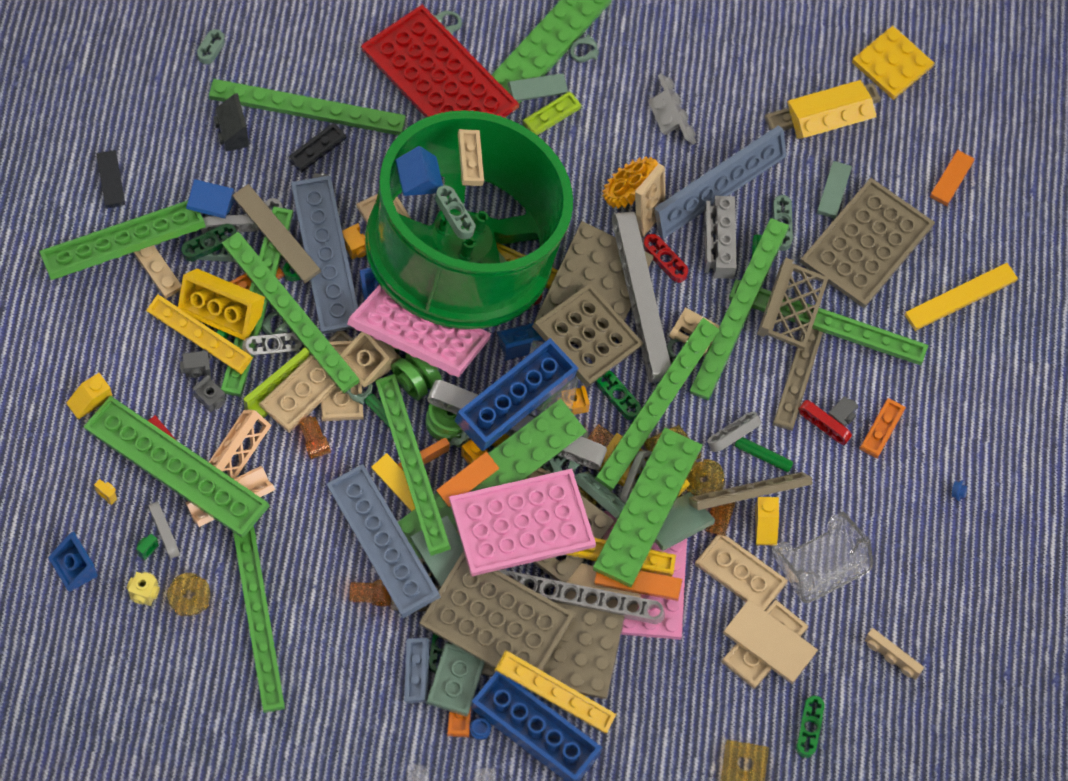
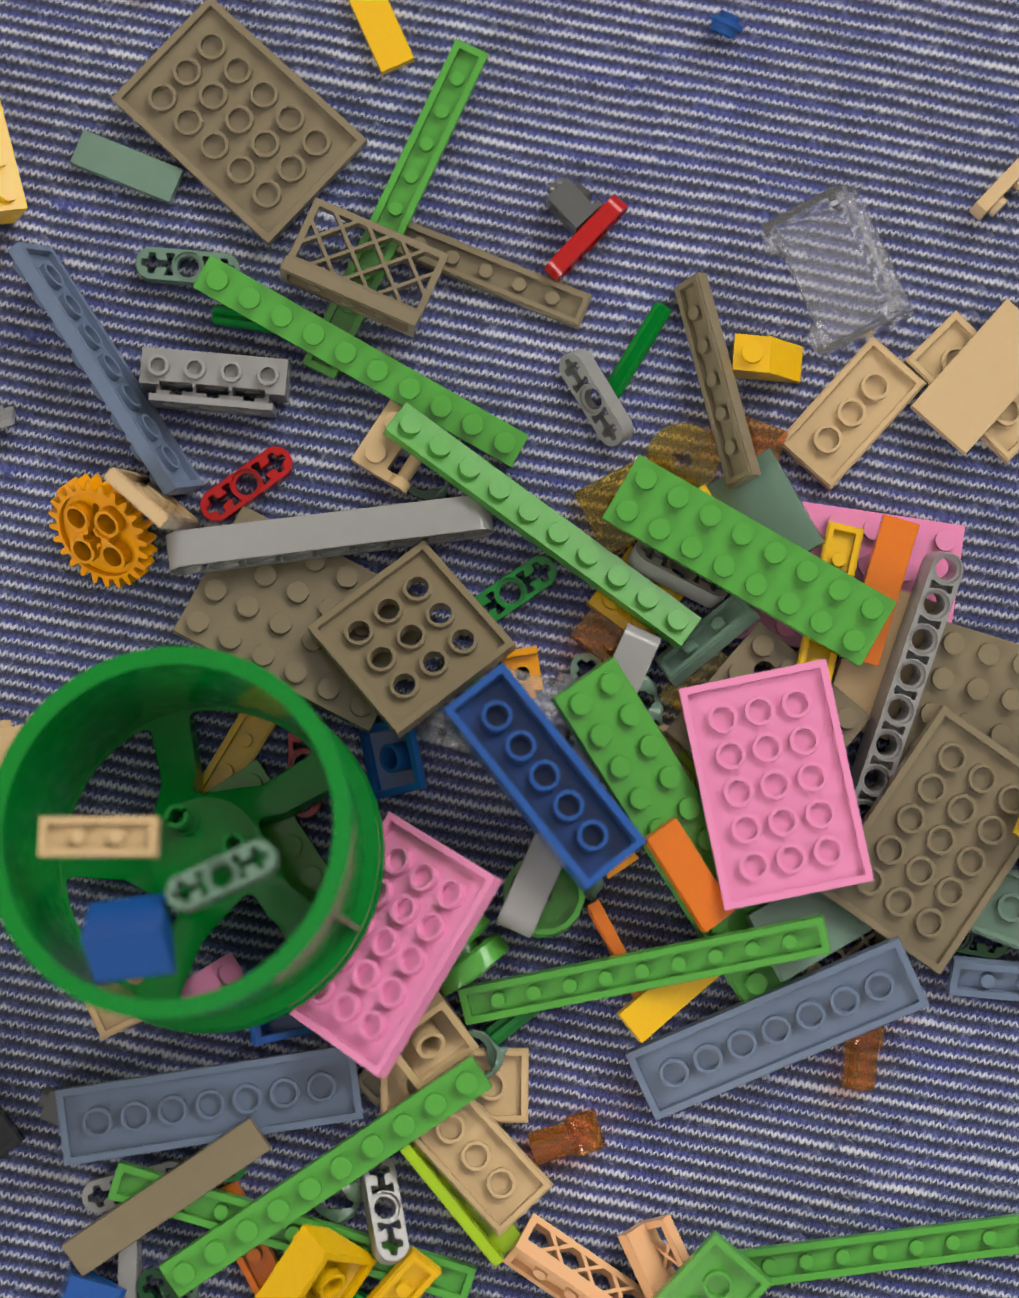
camera: 85 degrees left, 20 degrees up
(354, 241) = (181, 1049): light orange brick -> none
(882, 428) = (598, 140): orange tile -> none

